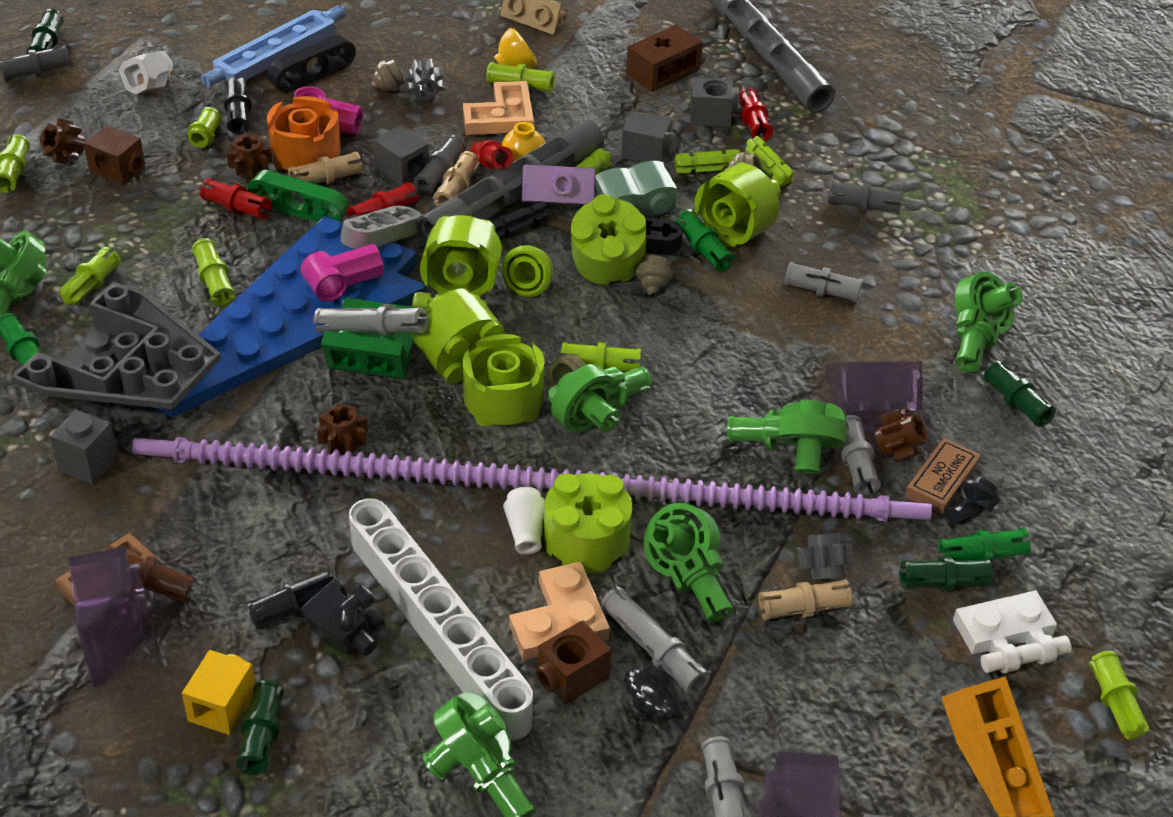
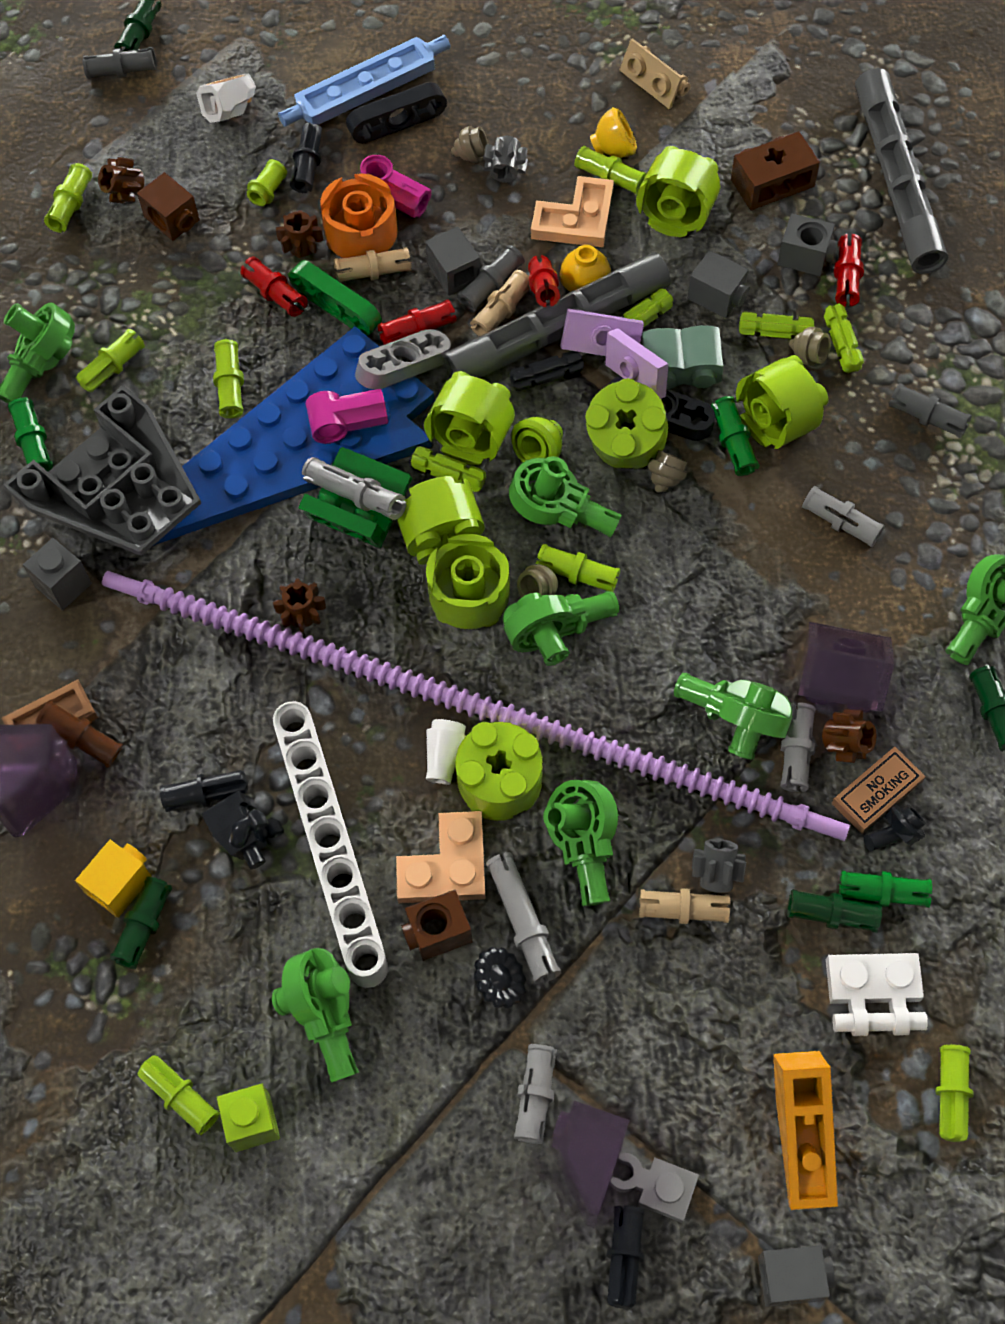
camera: 20 degrees right, 20 degrees up
(556, 304) = (557, 497): none -> bright green pin
(585, 187) = (636, 362): none -> lavender plate
(589, 77) = (678, 191): none -> lime brick

